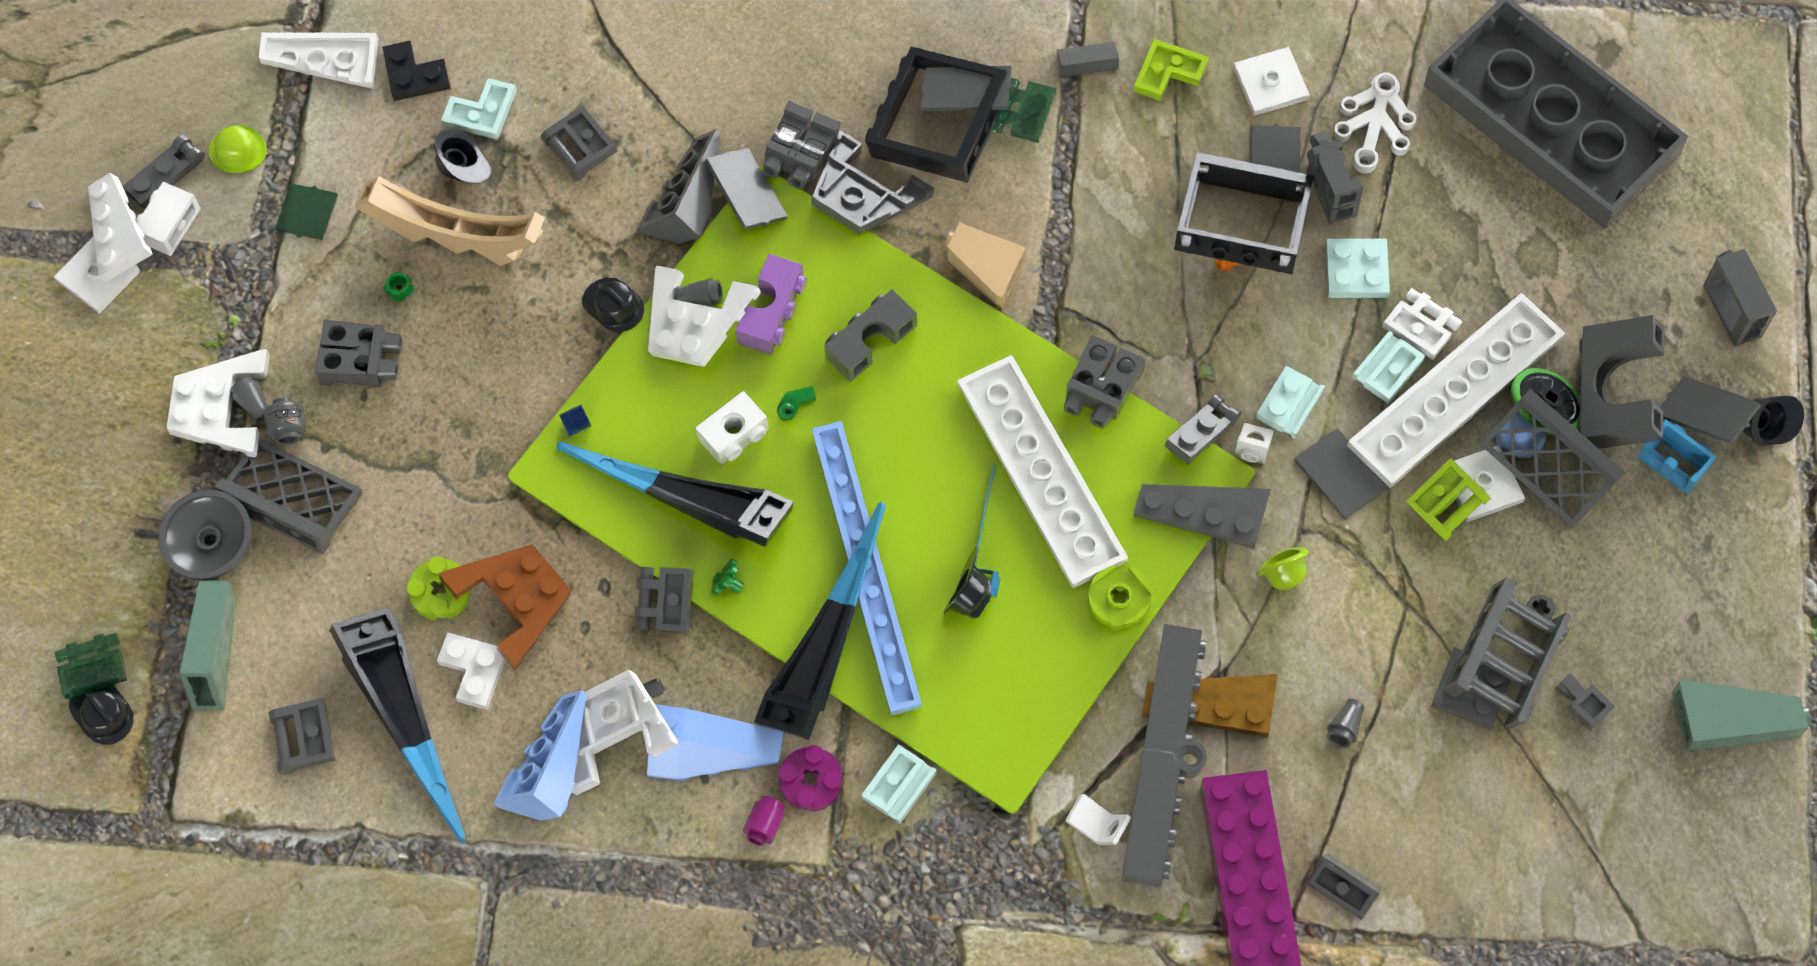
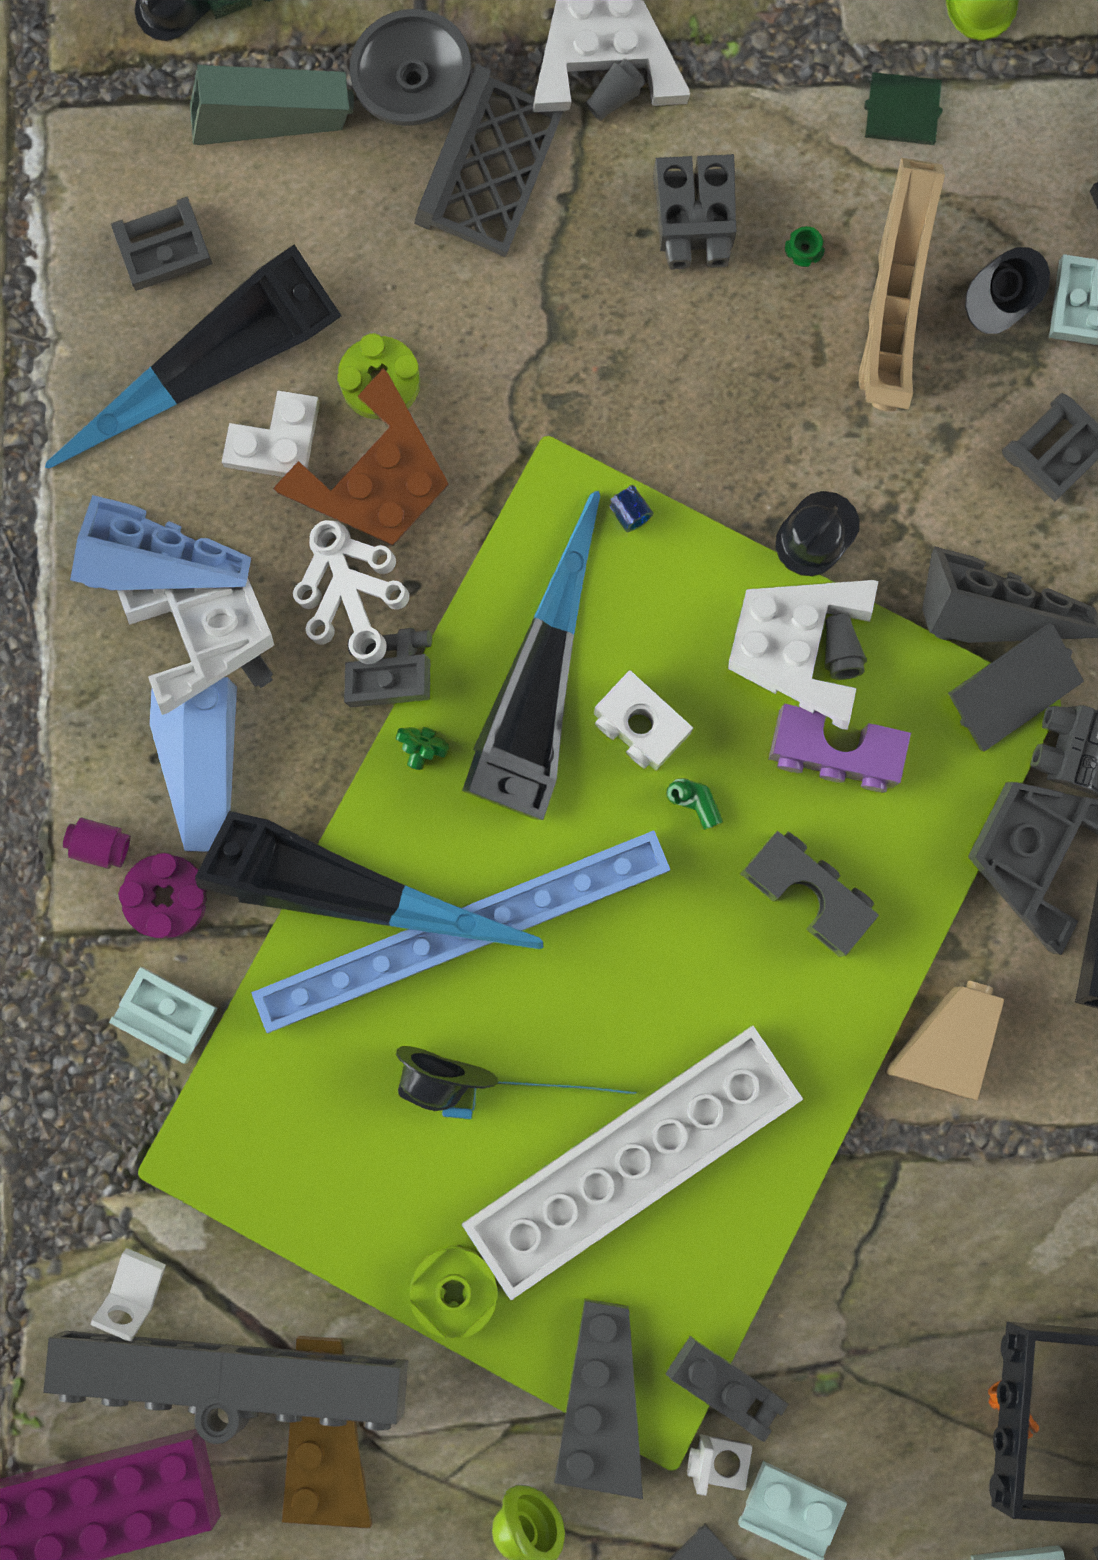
camera: 80 degrees right, 15 degrees up
(285, 421) = (586, 136): dark grey head -> none
(597, 622) = (345, 587): none -> white plant
(1099, 390) = (764, 1233): dark grey hips -> none

